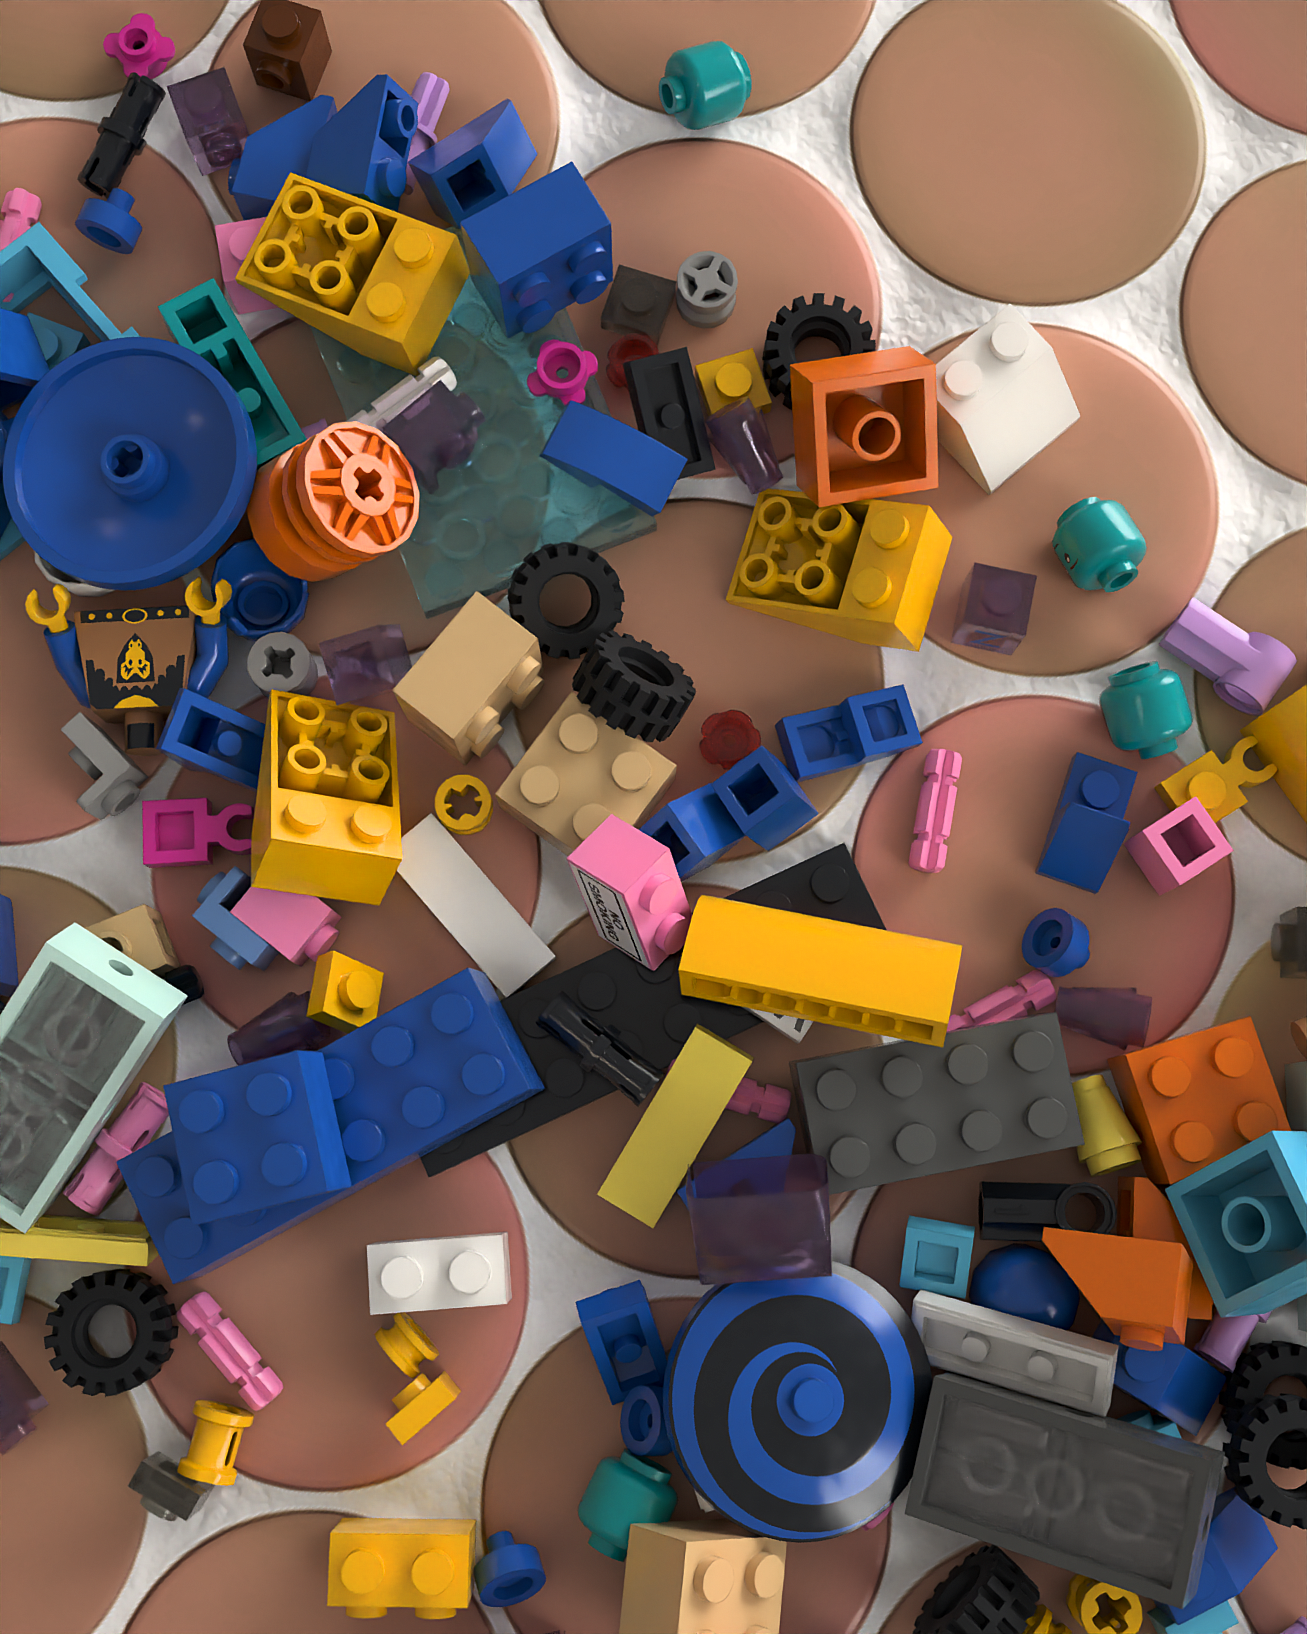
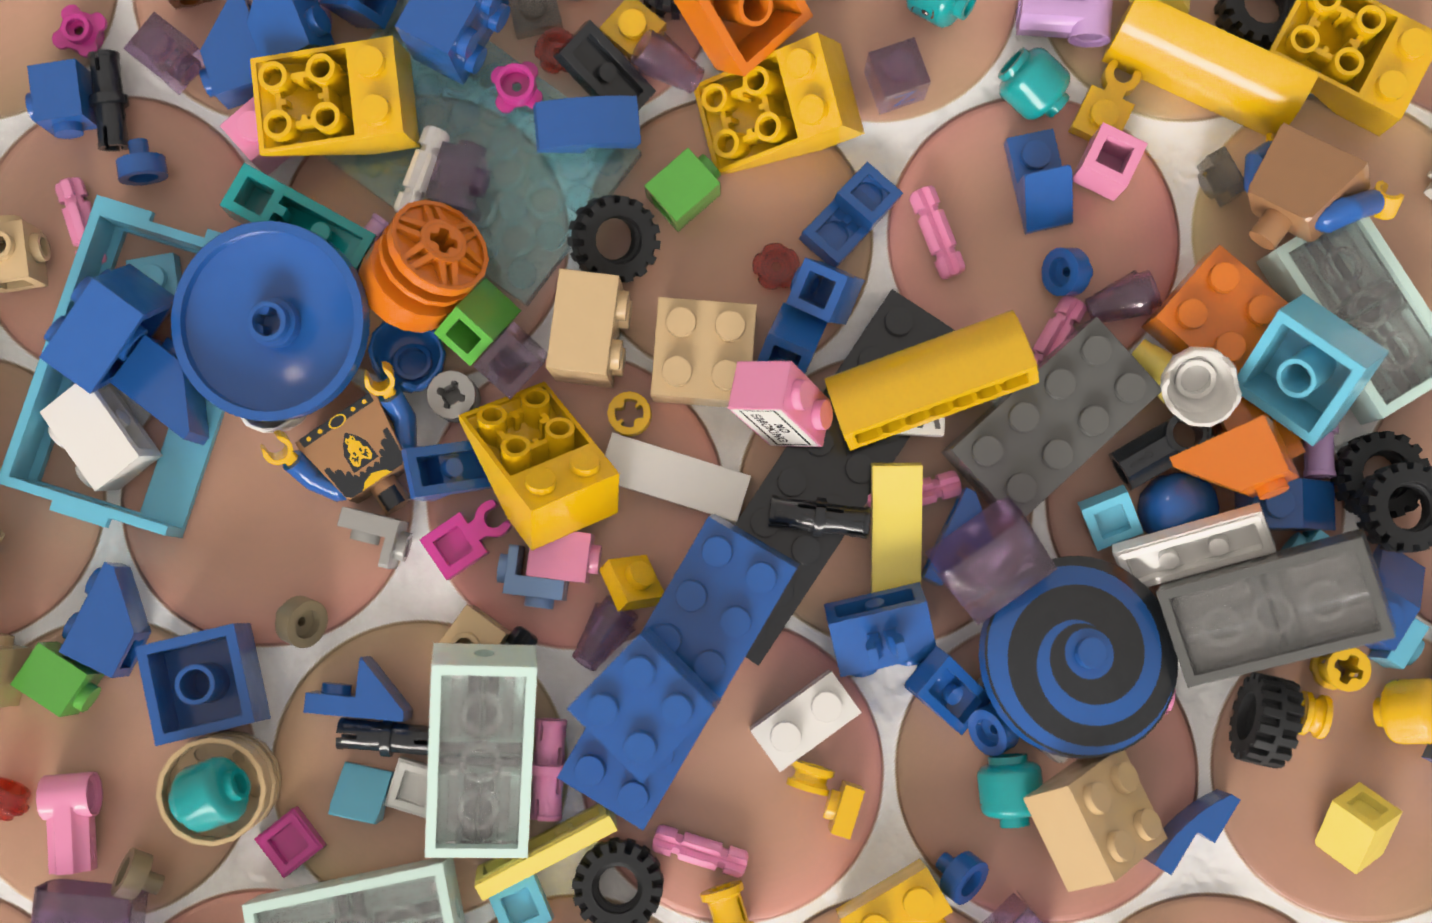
camera: 25 degrees left, 5 degrees up
(71, 102) = (61, 98): none -> blue brick
(357, 598) = (477, 321): none -> bright green brick
(589, 1222) = (880, 630): none -> blue brick
(633, 686) = (695, 269): black tyre -> none
(679, 592) = (684, 188): none -> bright green brick
(1129, 1166) = (1200, 386): none -> white hair

